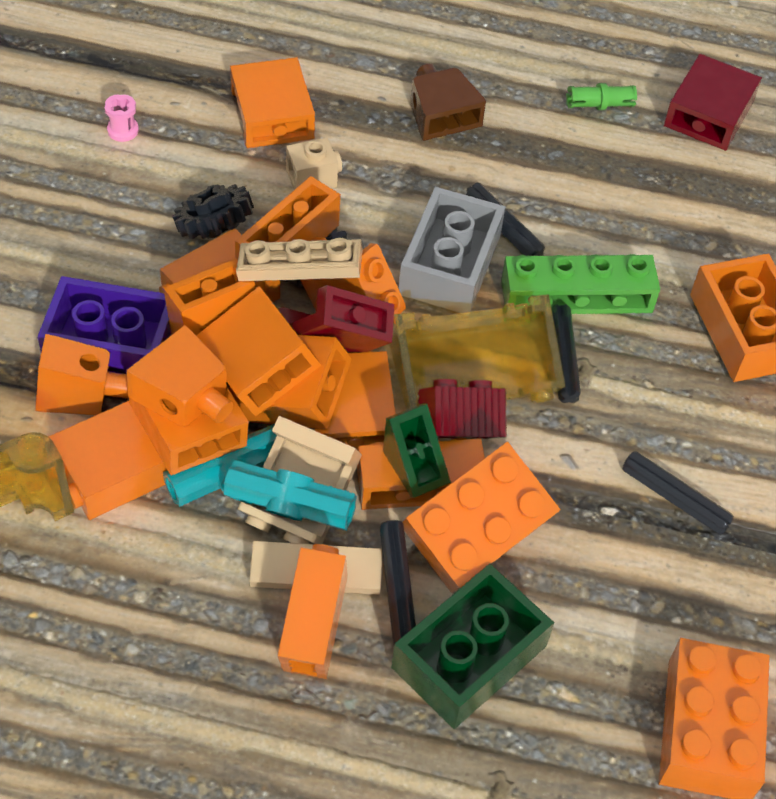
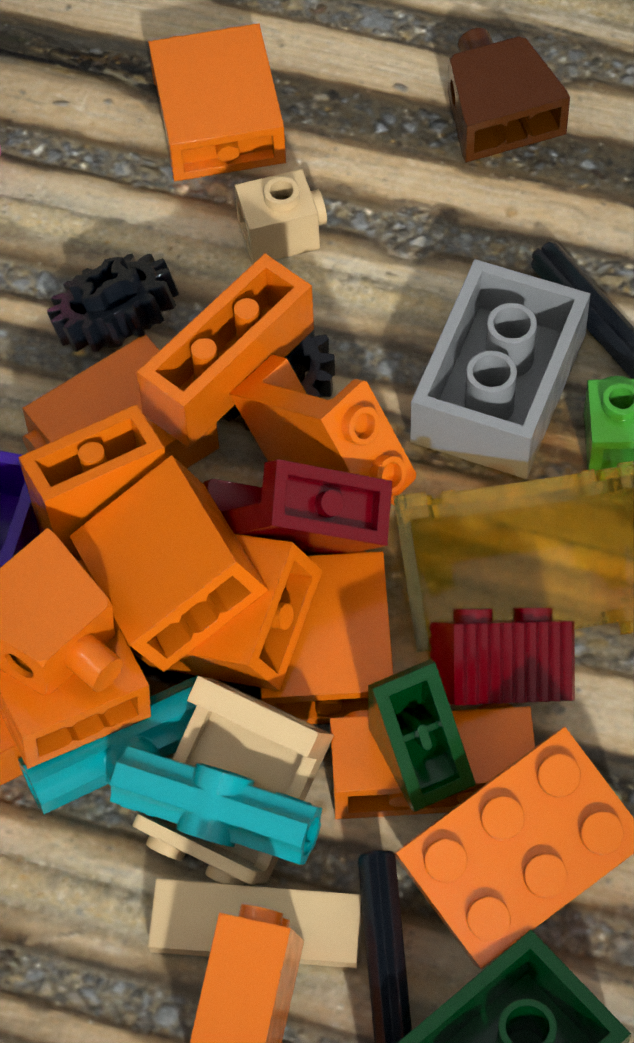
camera: 10 degrees right, 5 degrees up
(299, 260) = (237, 412): tan tile -> none

